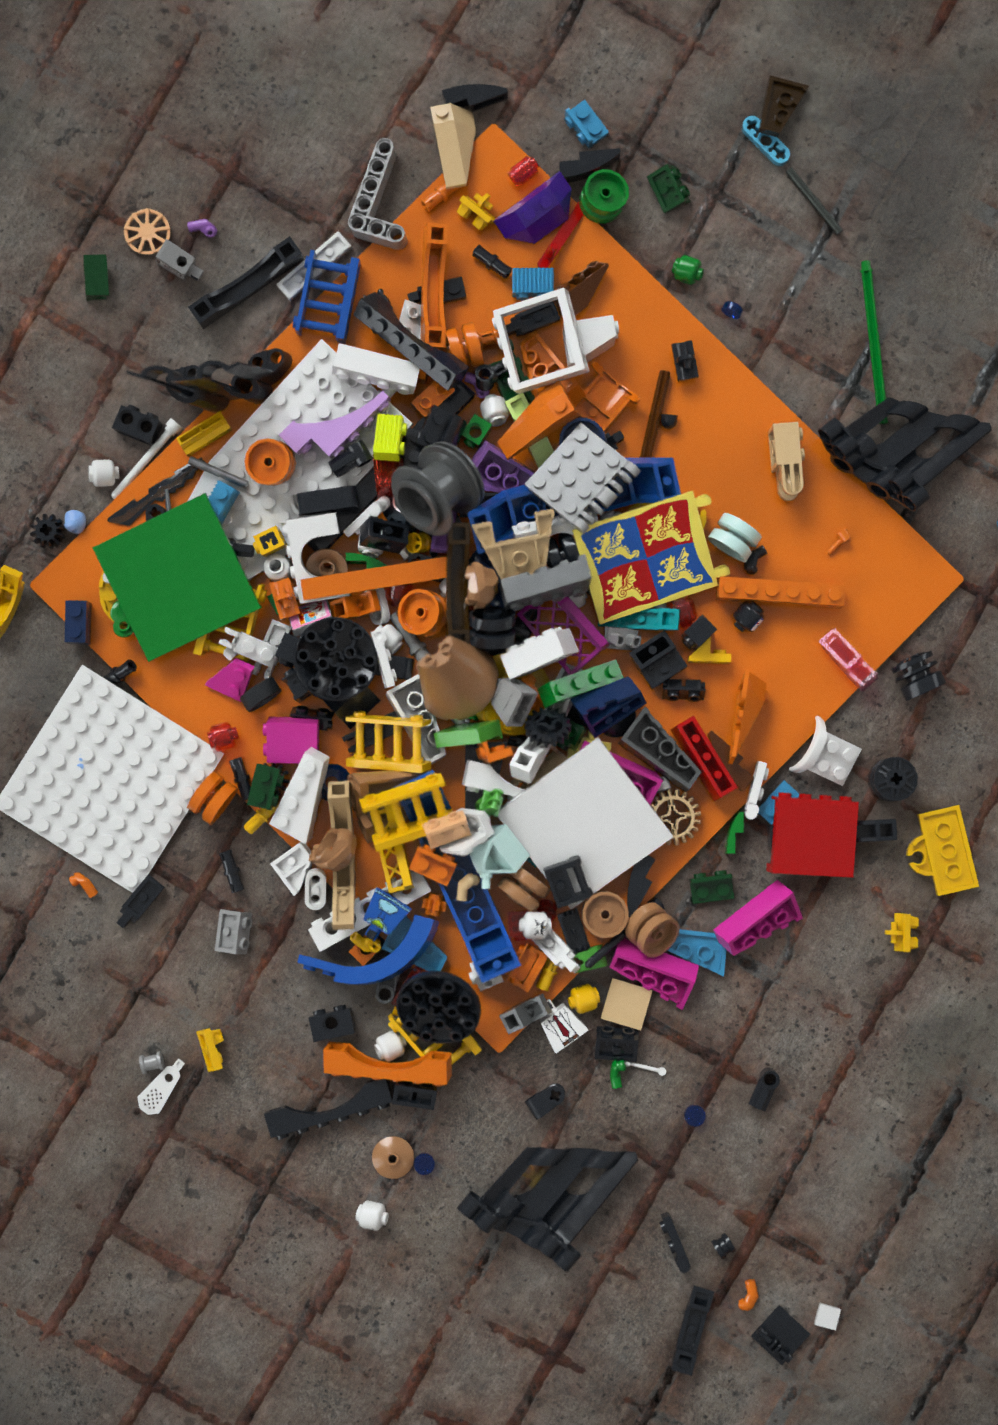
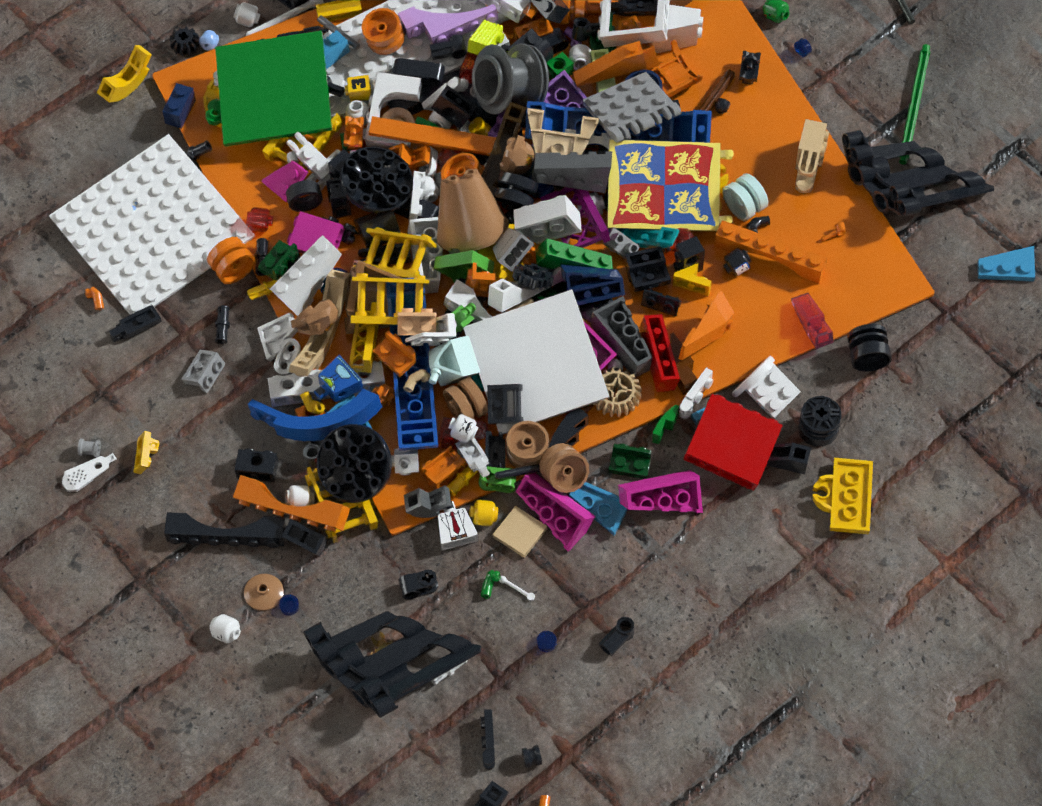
camera: 15 degrees right, 25 degrees down
(616, 1043) = (497, 559): black bracket -> none
(901, 932) = (784, 545): yellow hips -> none

